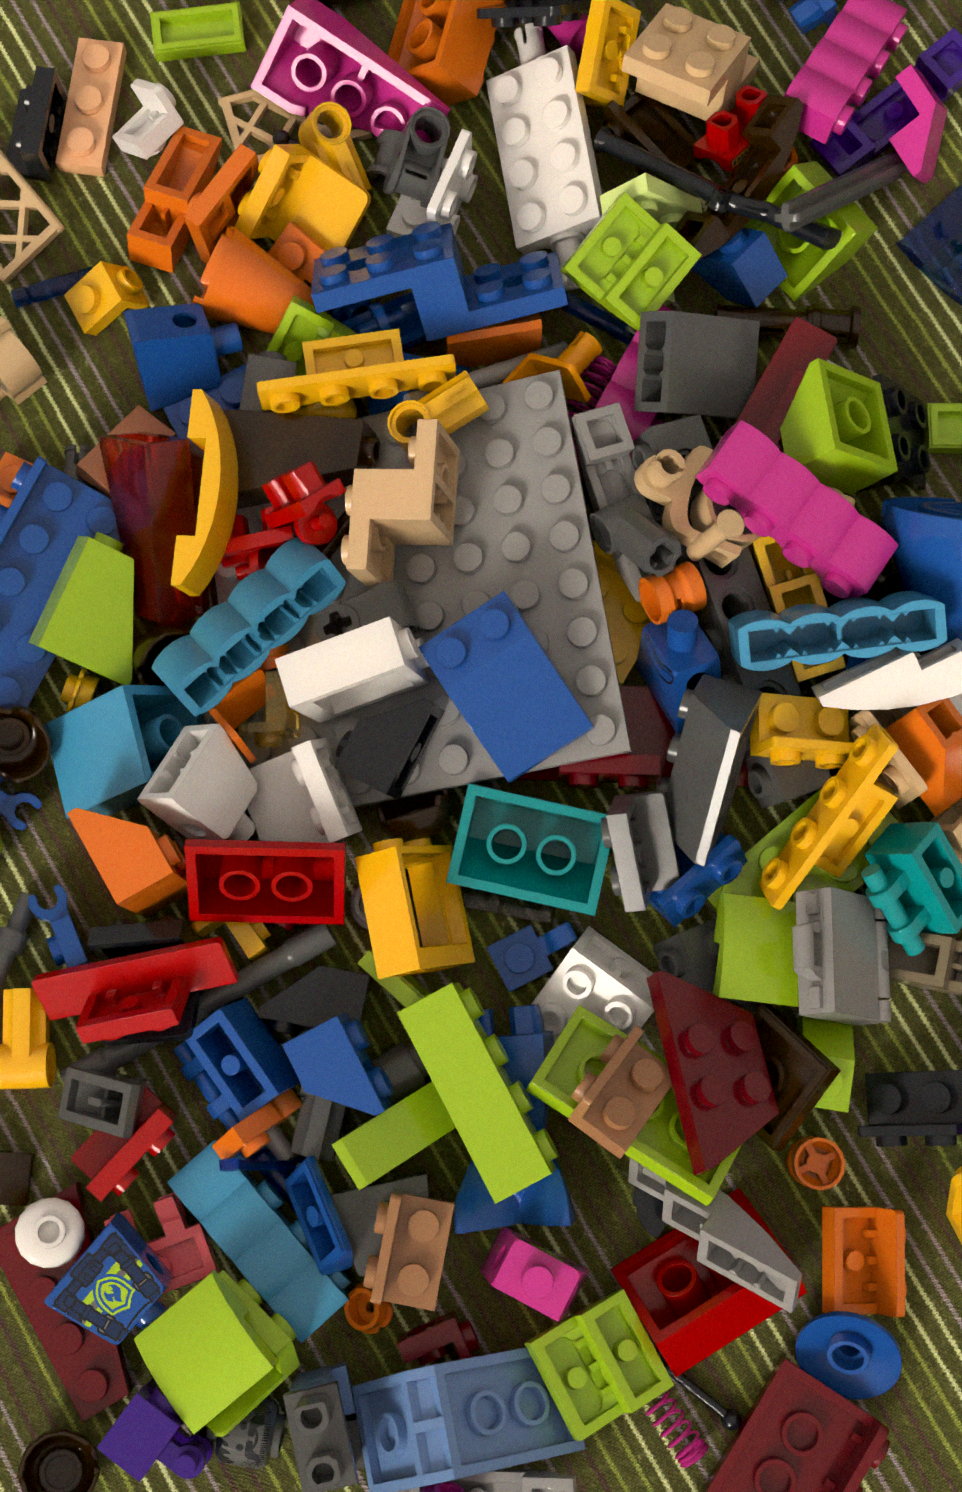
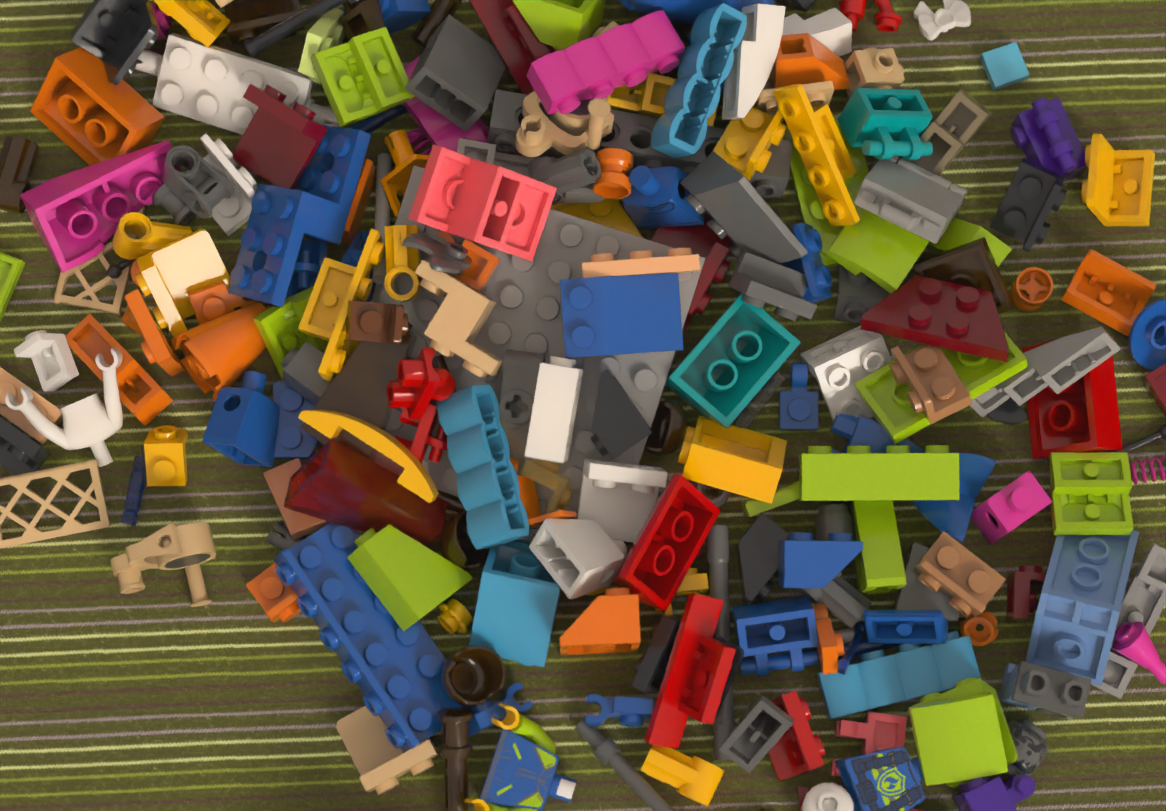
camera: 65 degrees left, 0 degrees up
(101, 195) = (85, 421): none -> white piece
(345, 414) = (376, 322): none -> reddish brown bracket
(459, 441) = (445, 258): none -> dark grey plate
(478, 486) = (482, 263): none -> orange plate
(515, 216) = (278, 138): none -> dark red bracket
(547, 457) = (482, 203): none -> coral bracket
(577, 676) = (641, 263): none -> light nougat plate

